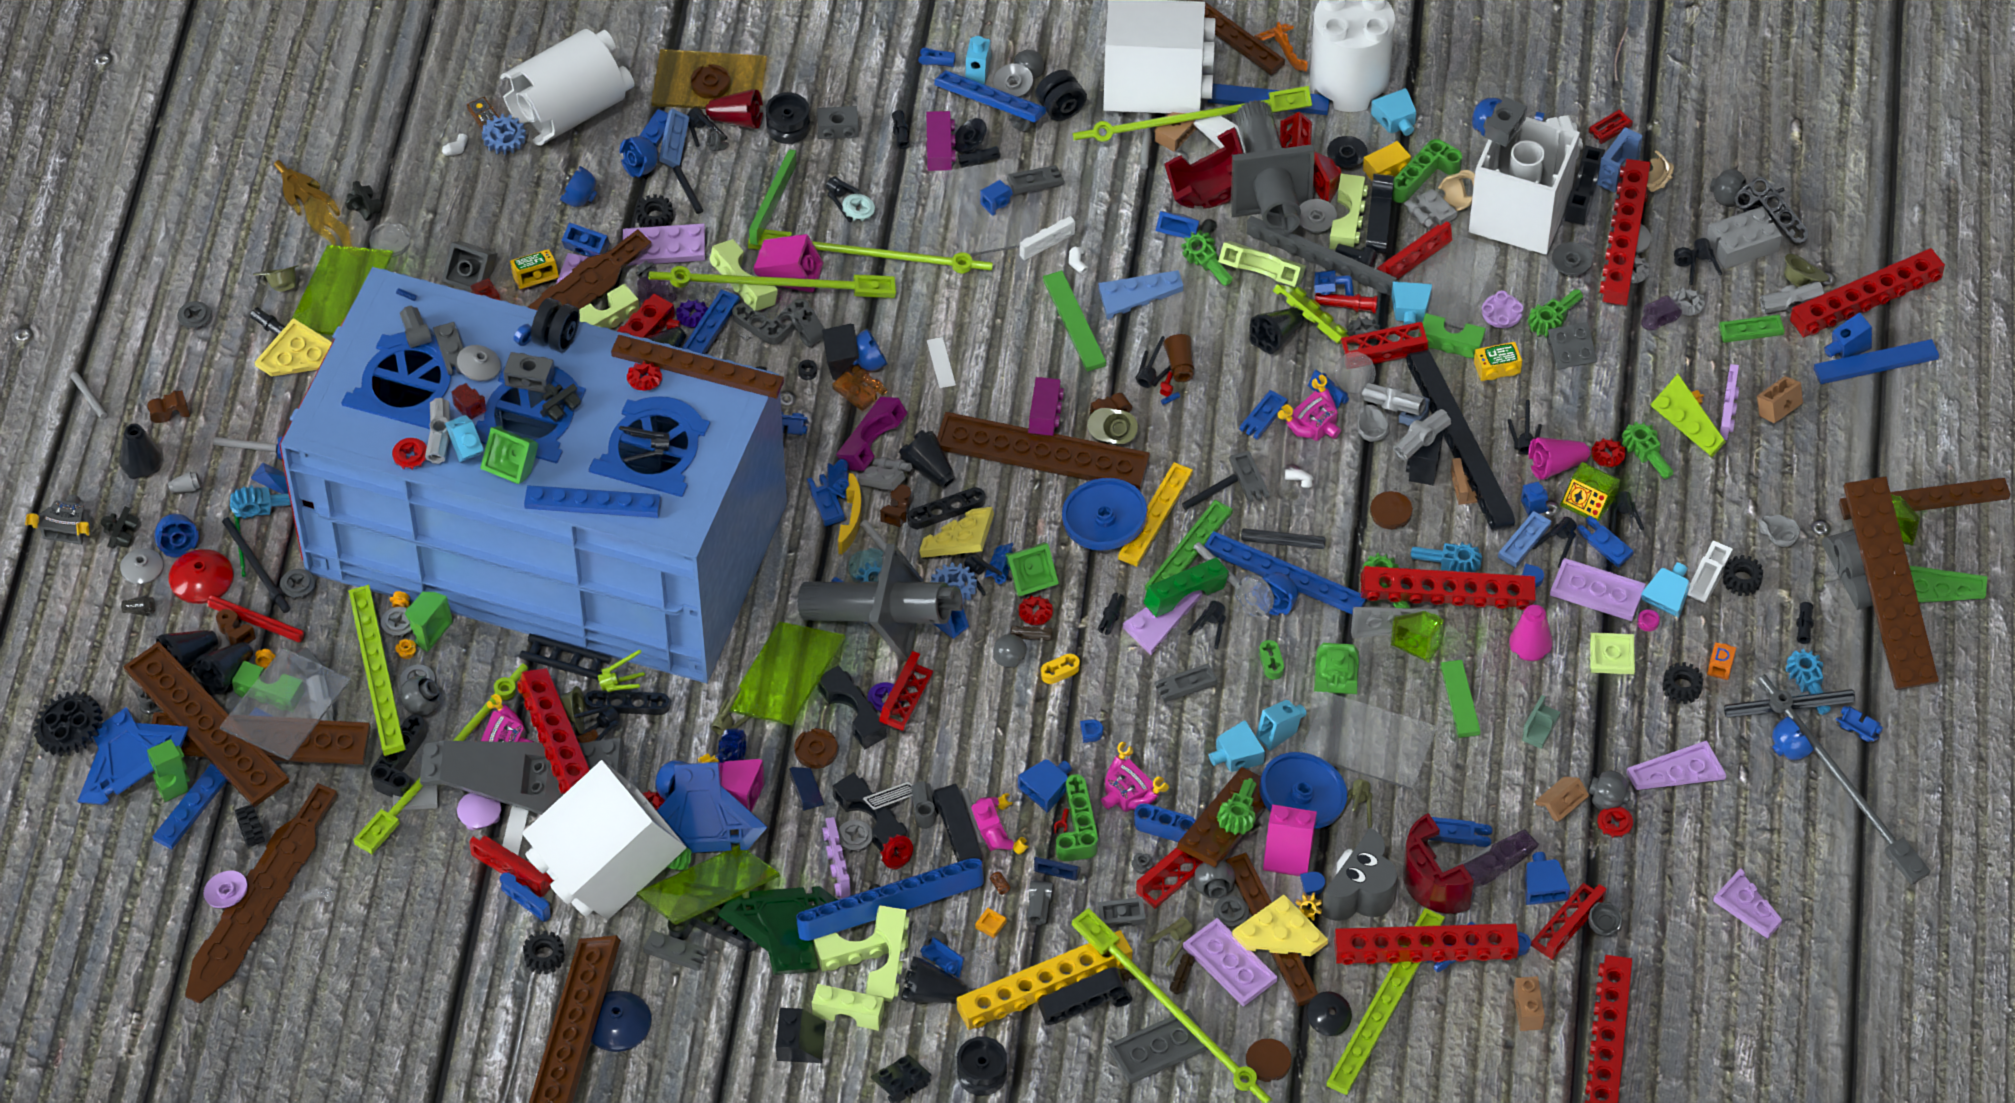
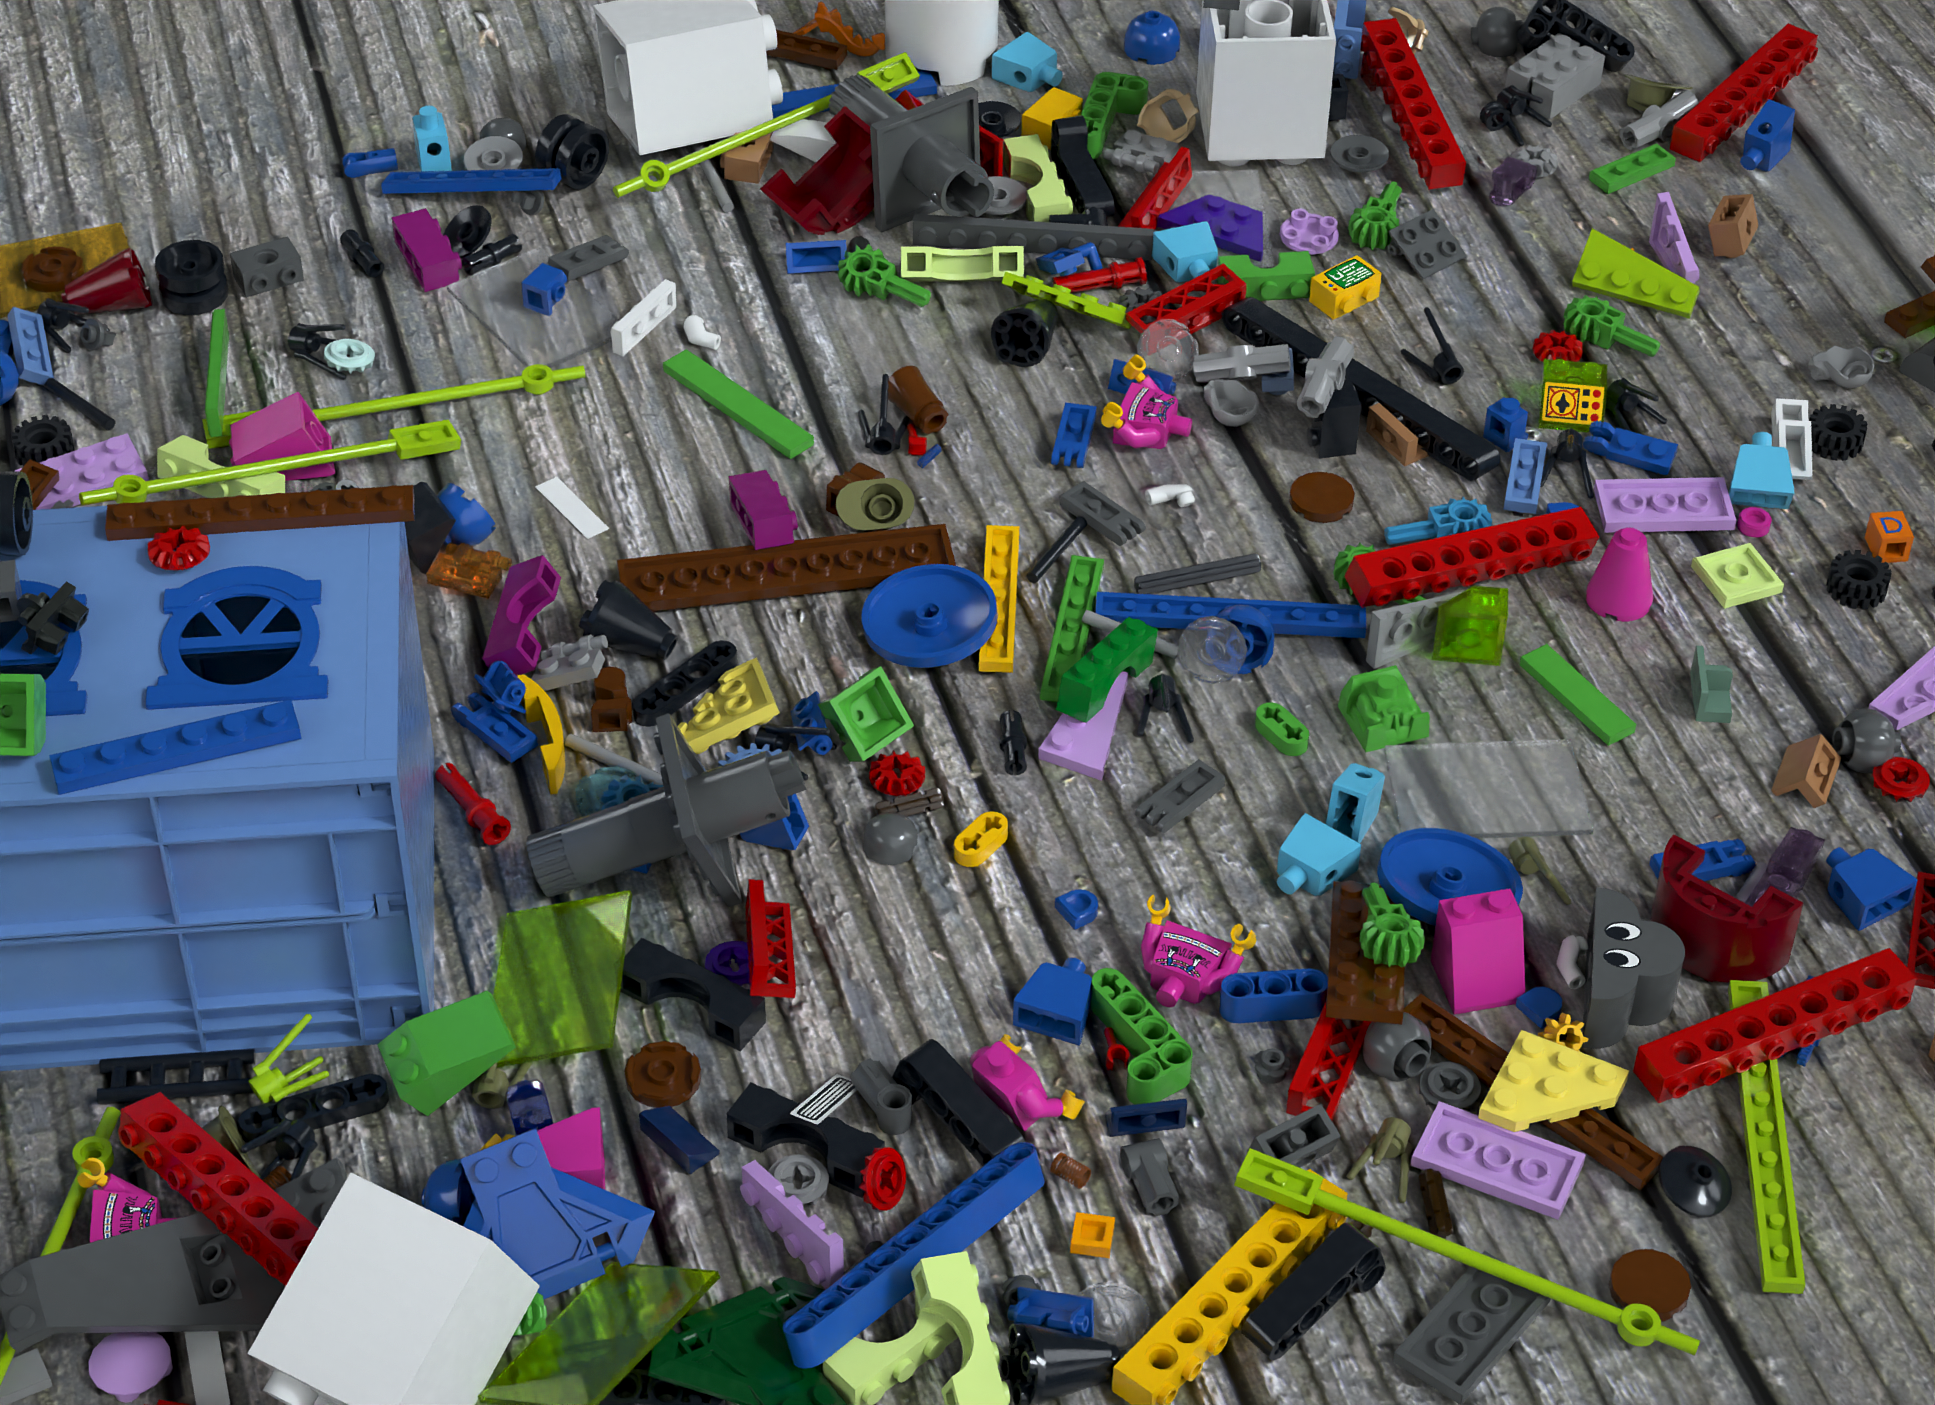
camera: 25 degrees left, 10 degrees down
(659, 441) = (251, 625): black plant -> none
(703, 695) = (445, 1050): none -> bright green slope
(791, 552) = (479, 811): none -> red pin
(1130, 292) = (800, 348): medium blue wing -> none
(1450, 285) = (1232, 225): none -> dark purple wing
(1556, 456) = (1496, 367): dark pink cone -> none
(1876, 361) = (1808, 160): blue tile -> none

